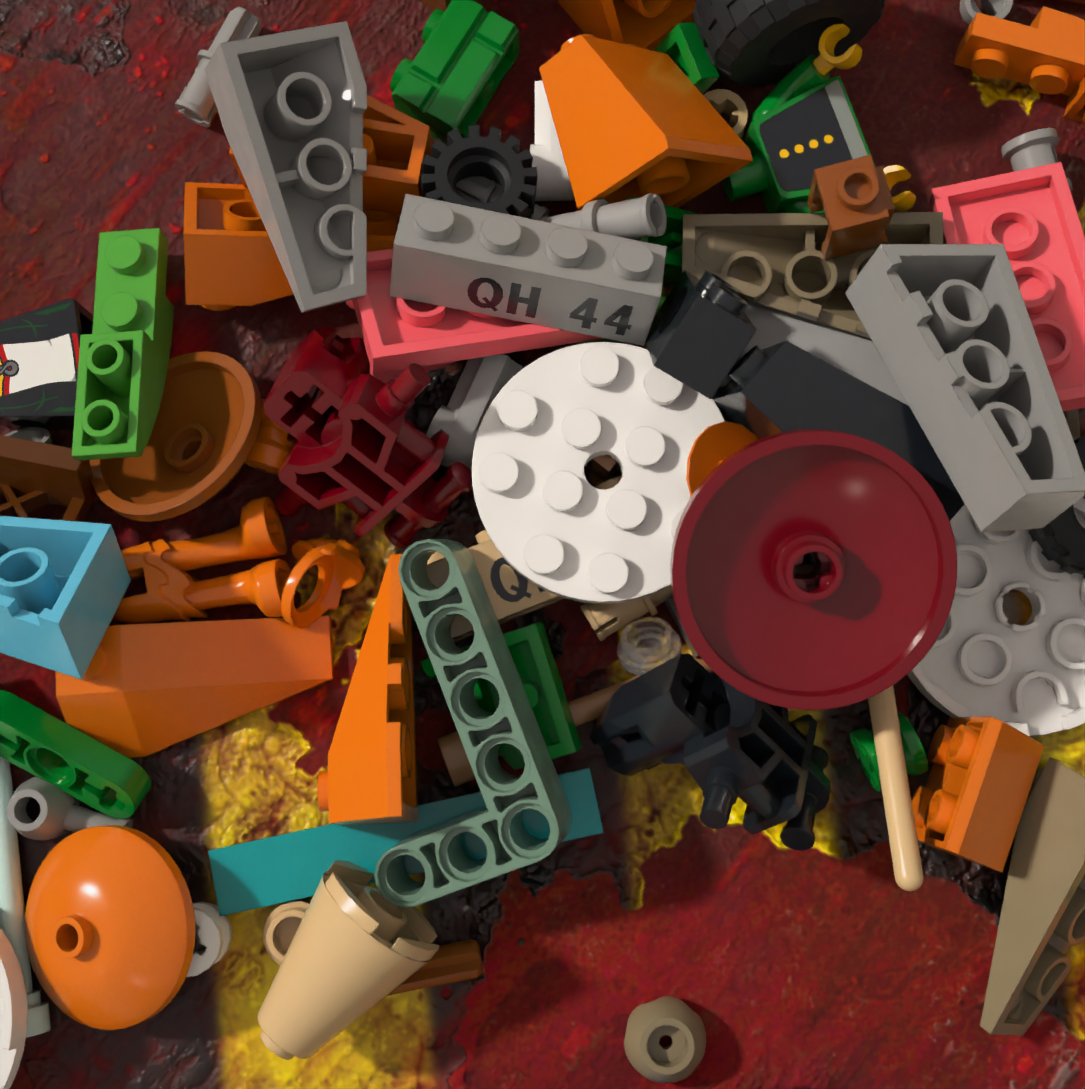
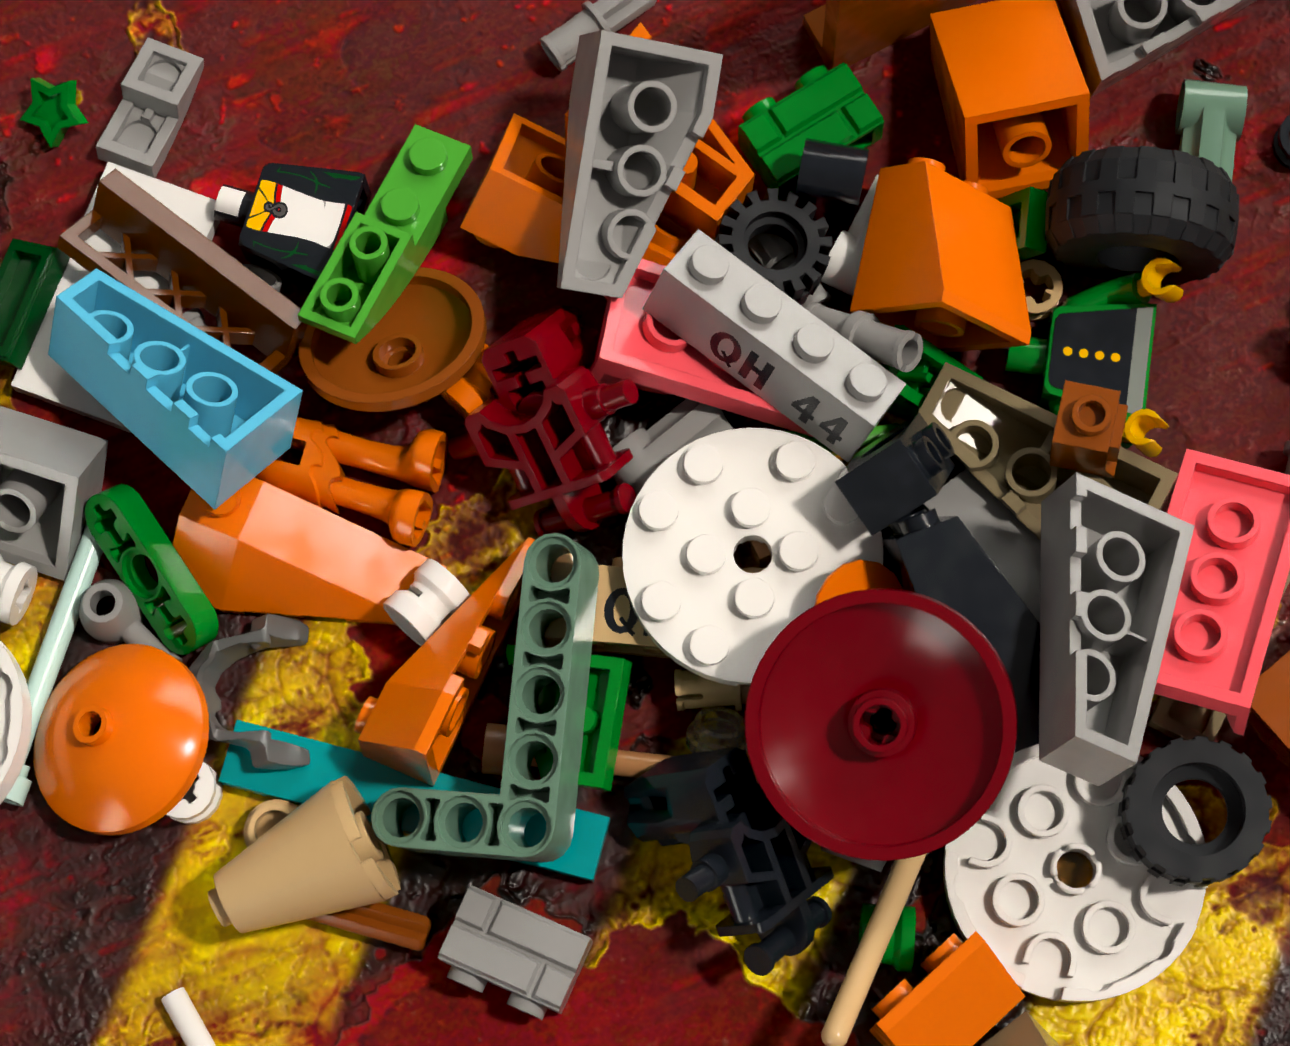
camera: 30 degrees right, 5 degrees down
(159, 819) = (219, 655): none -> dark grey helmet
(328, 658) = (427, 602): none -> white wheel
(337, 570) = (475, 530): orange piece -> none
(500, 95) = (831, 179): none -> black piece
(568, 936) = (515, 952): none -> light grey brick

